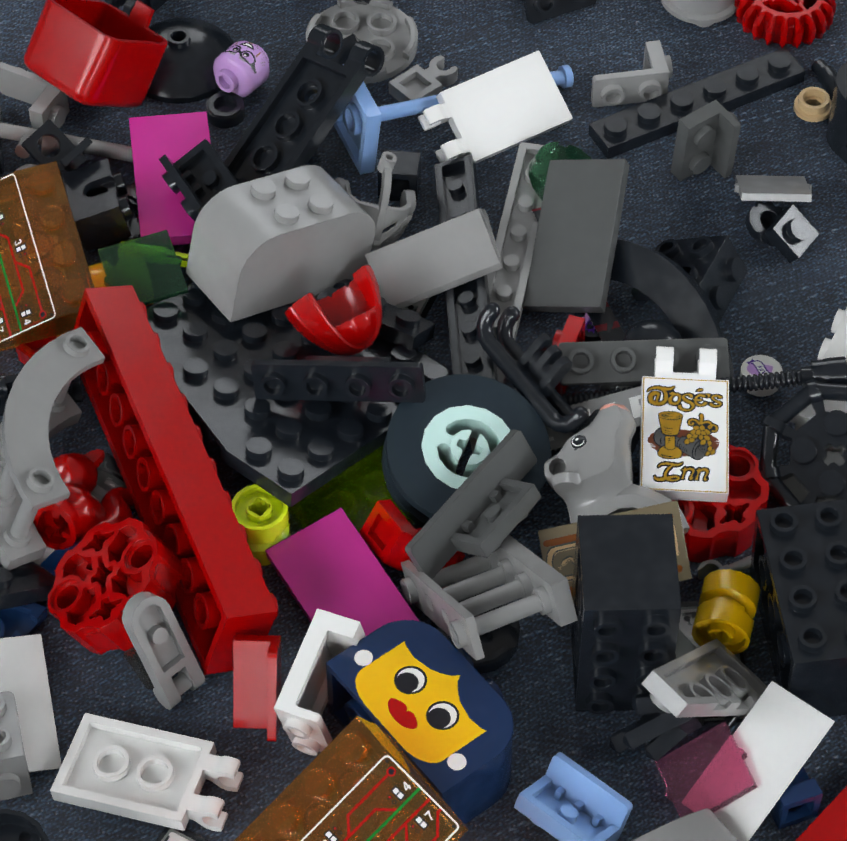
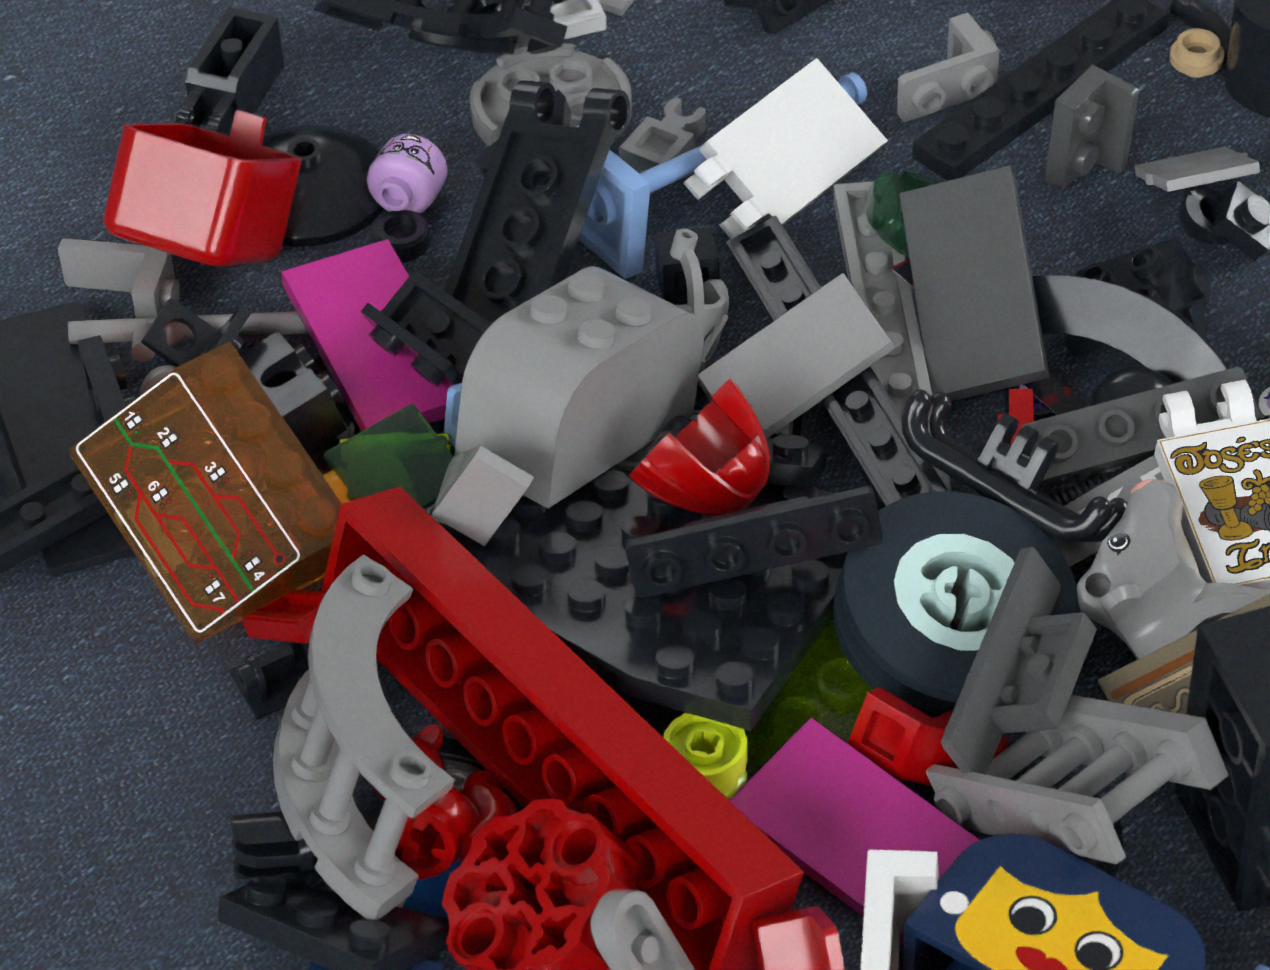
camera: 15 degrees left, 5 degrees down
(178, 305) = (479, 493): none -> light grey slope

